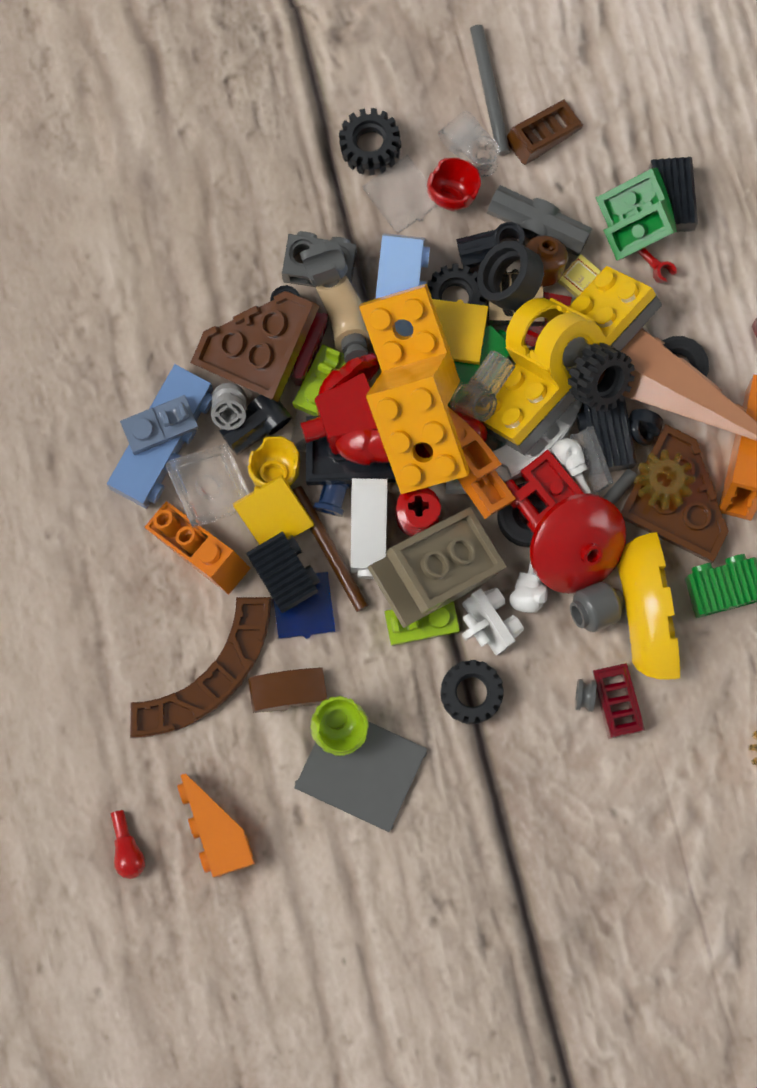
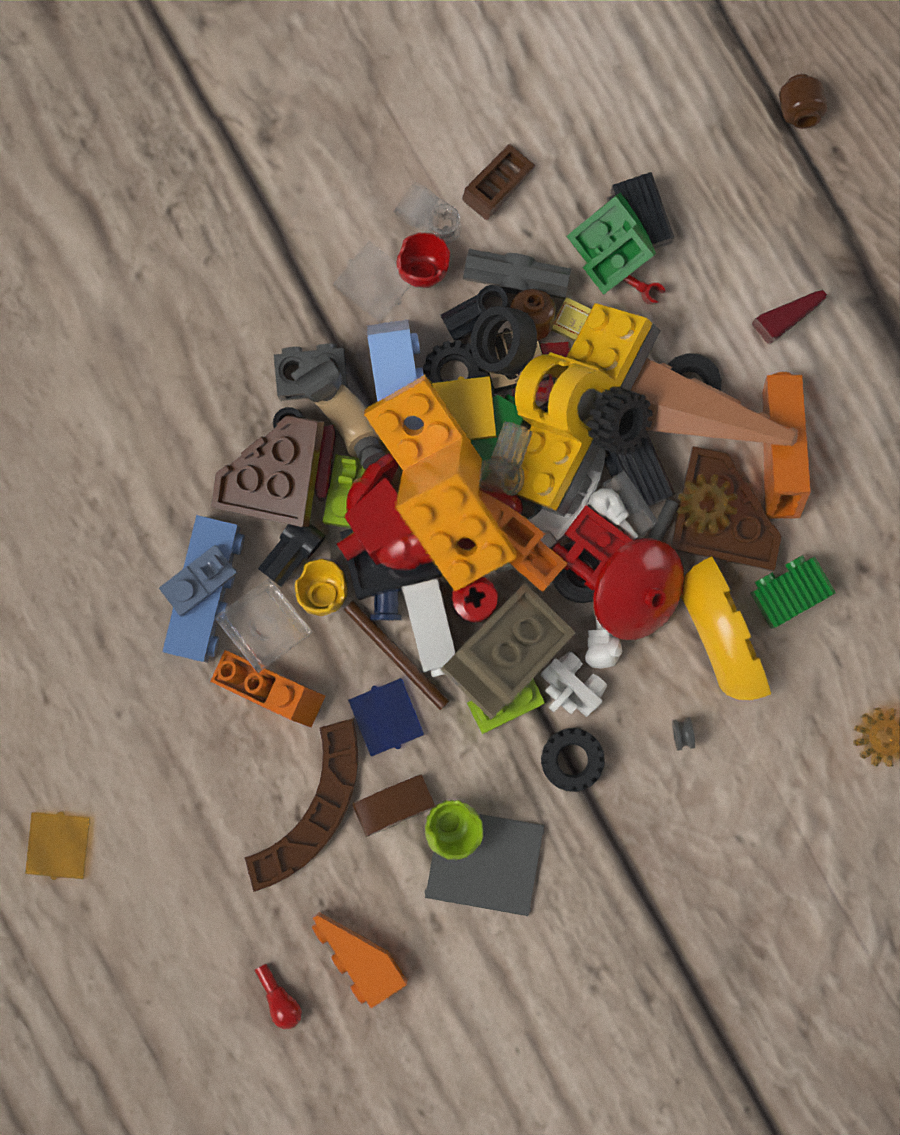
camera: 10 degrees left, 5 degrees up
(228, 406) = (261, 543): light grey wheel -> none
(273, 510) = (333, 637): yellow piece -> none
(283, 572) = (358, 692): black brick -> none
(370, 159) = (325, 218): black tyre -> none
(489, 89) = (433, 152): dark grey bar -> none
(597, 607) = (672, 645): dark grey head -> none
(624, 729) = (734, 737): dark red slope -> none
(645, 423) = (673, 450): black tile -> none

